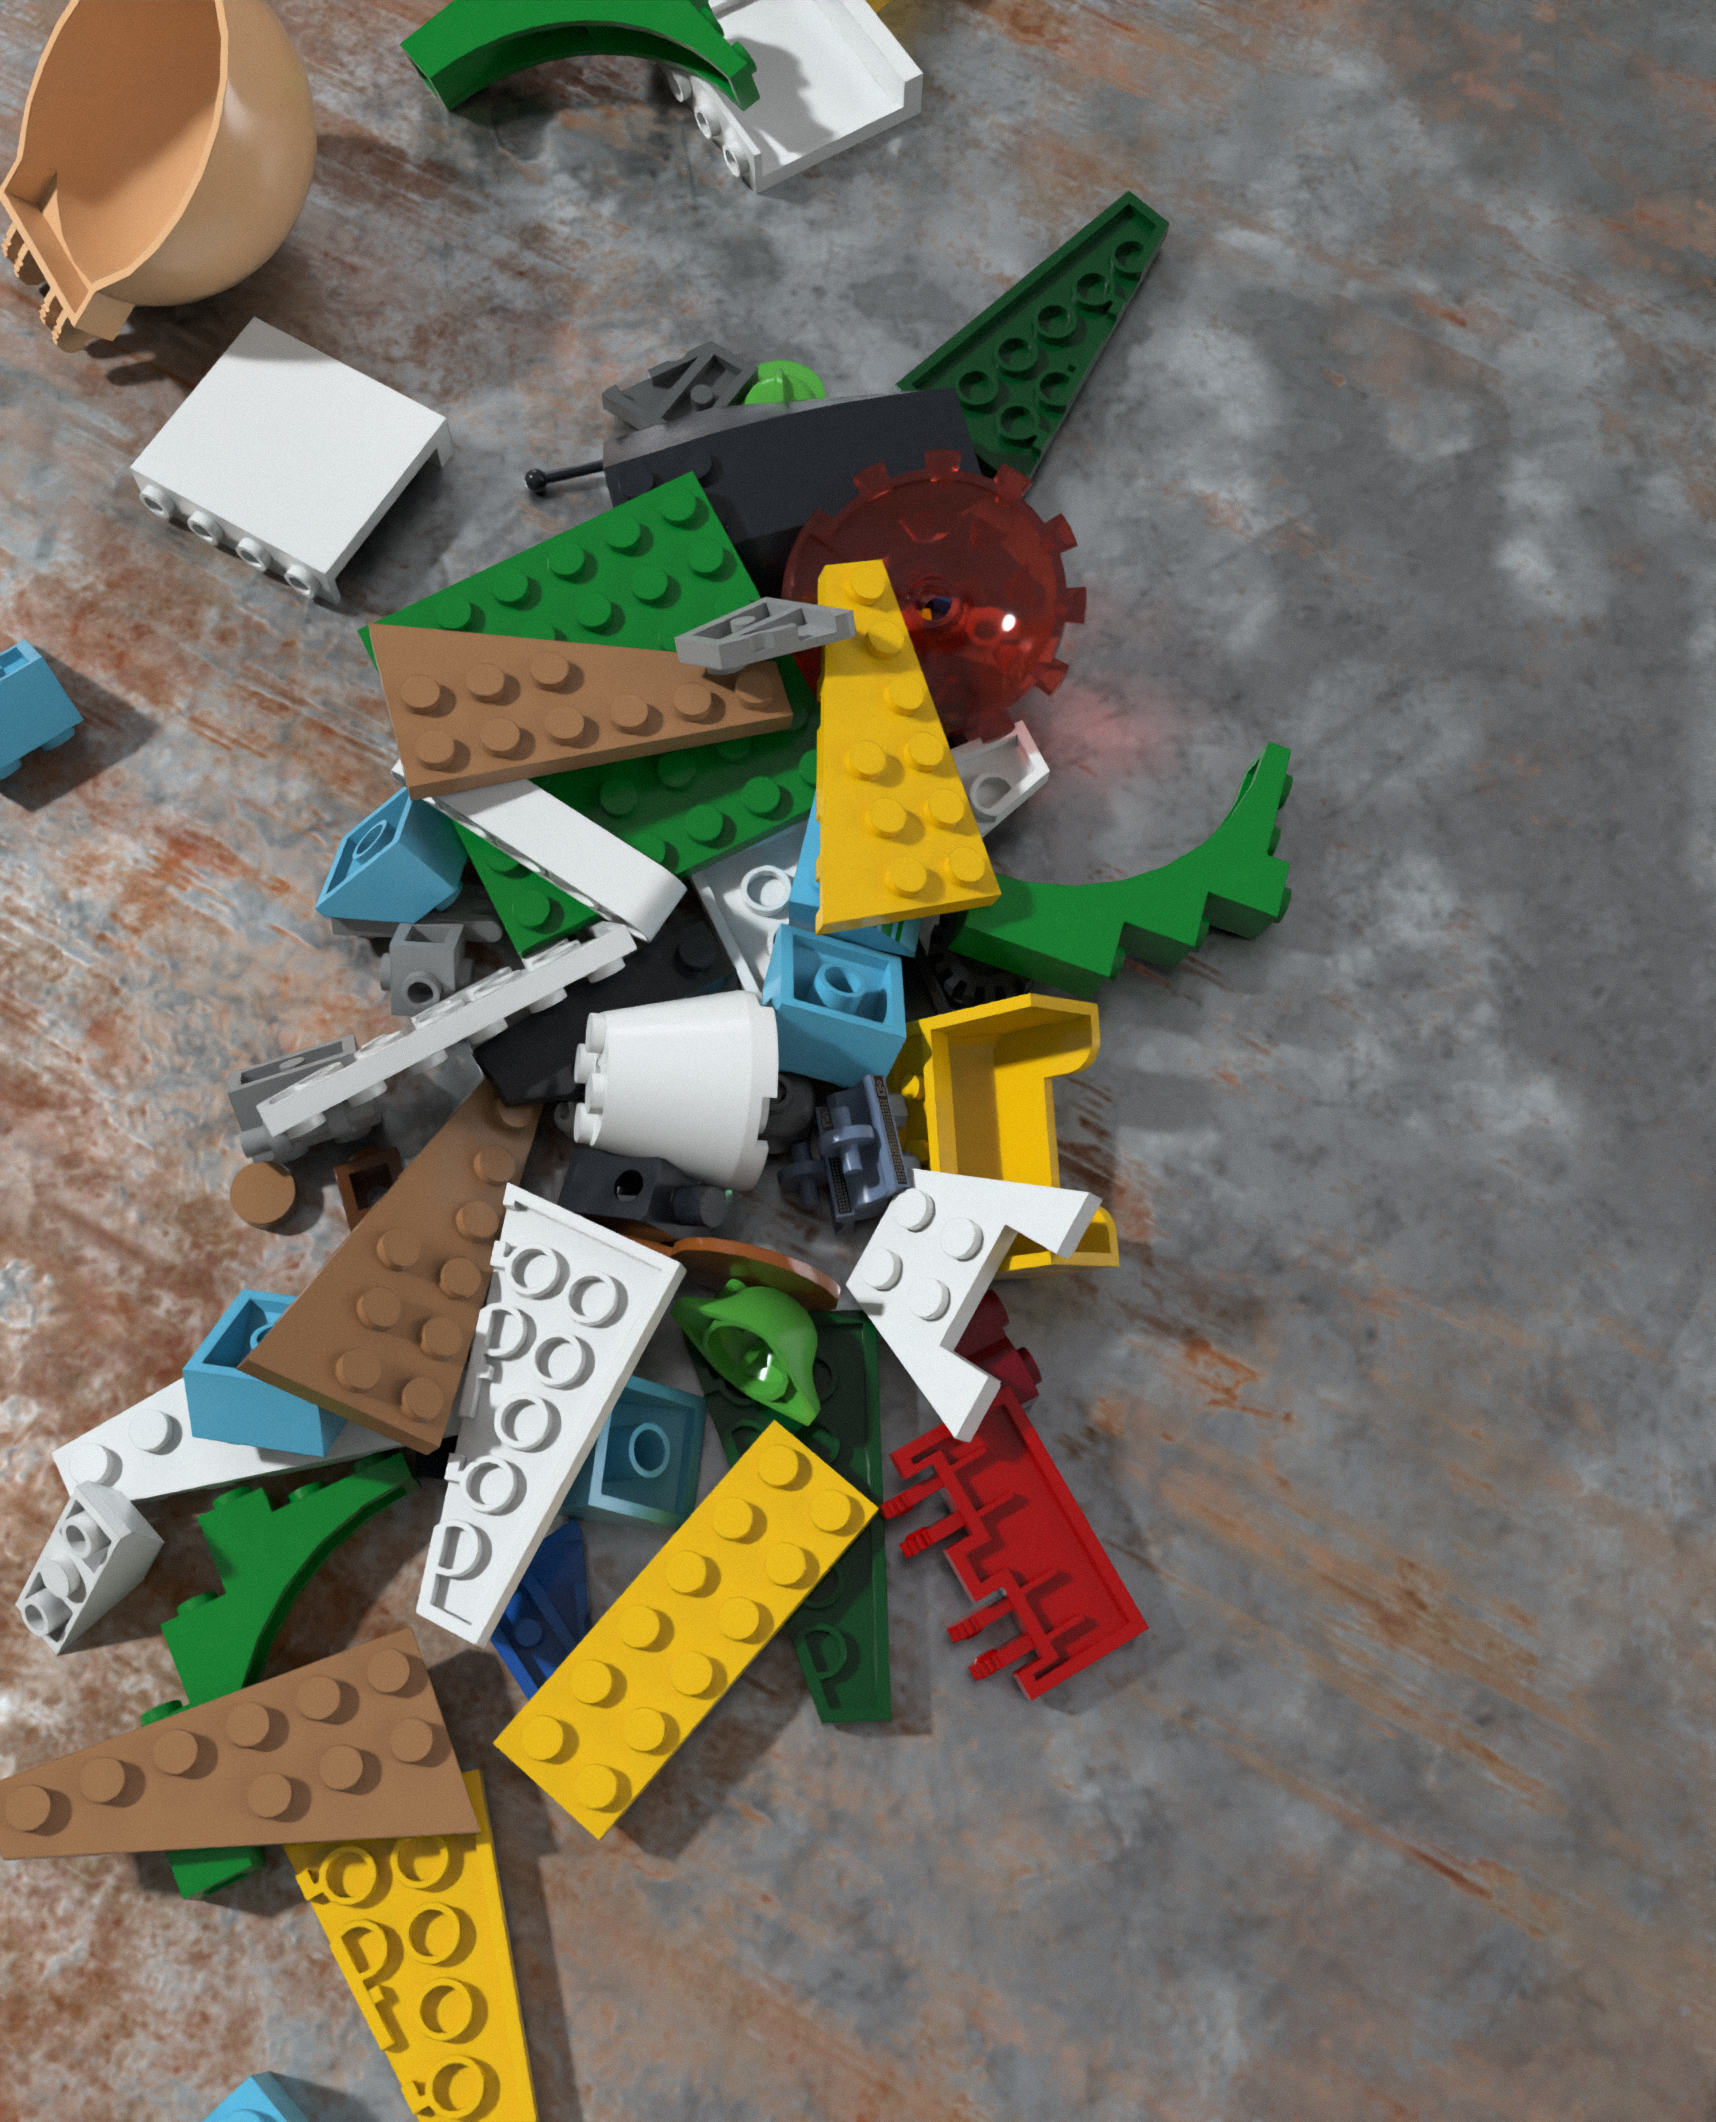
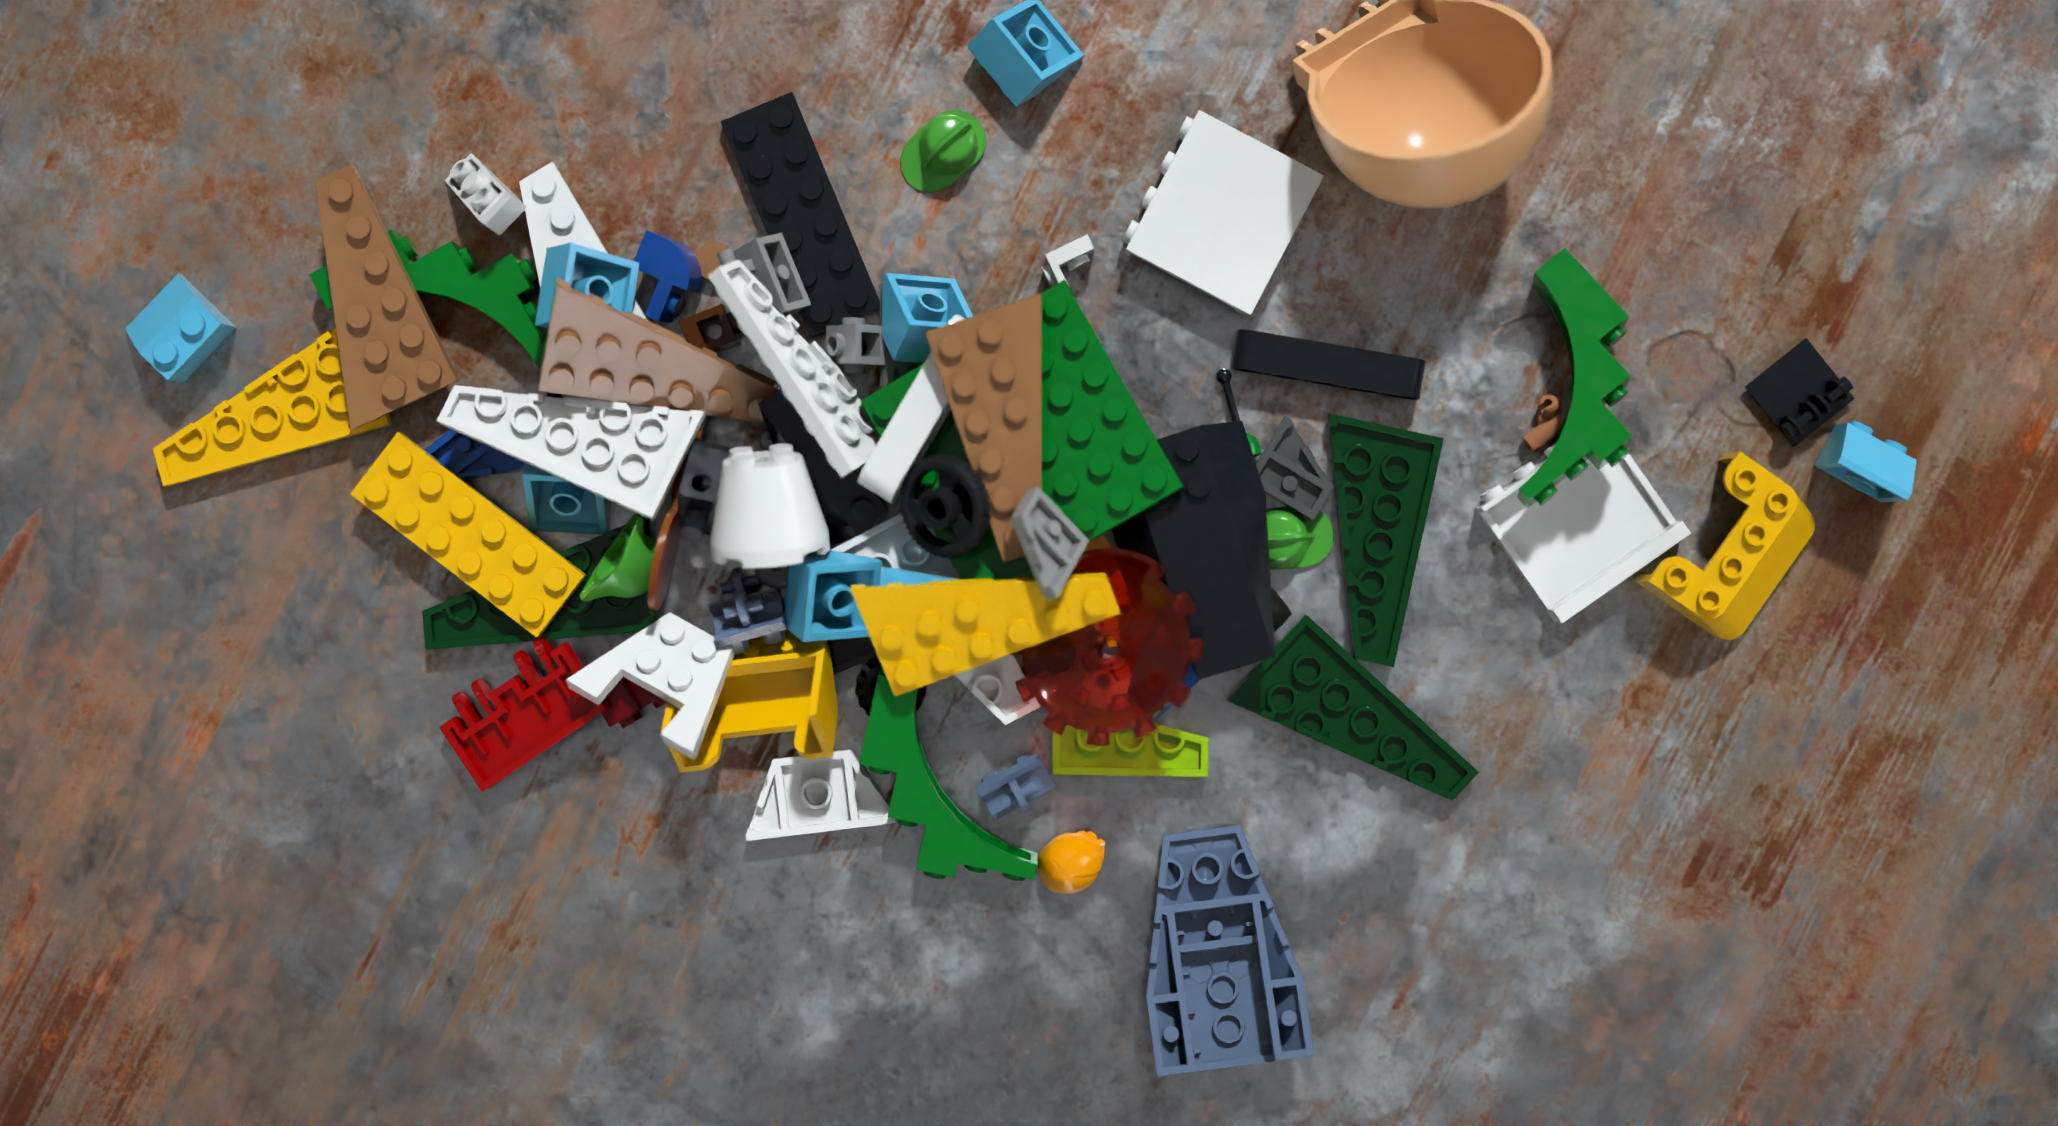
camera: 90 degrees right, 20 degrees up
(138, 844) = (942, 151): none -> bright green piece
(173, 1061) = (801, 204): none -> black plate
(257, 1253) = (674, 267): none -> blue brick
(341, 681) = (1071, 255): none -> white bracket
(532, 344) = (1328, 364): none -> black beam
(643, 96) = (1548, 423): none -> nougat arm
(741, 760) = (946, 506): none -> black wheel
(767, 291) = (1382, 504): none -> dark green wing
(1096, 686) = (1160, 754): none -> lime wing
(1147, 774) = (1015, 786): none -> sand blue hips
(1159, 1081) = (817, 797): none -> white wing
(1260, 709) = (1071, 861): none -> light orange hair
(1410, 507) = (1220, 961): none -> sand blue wedge

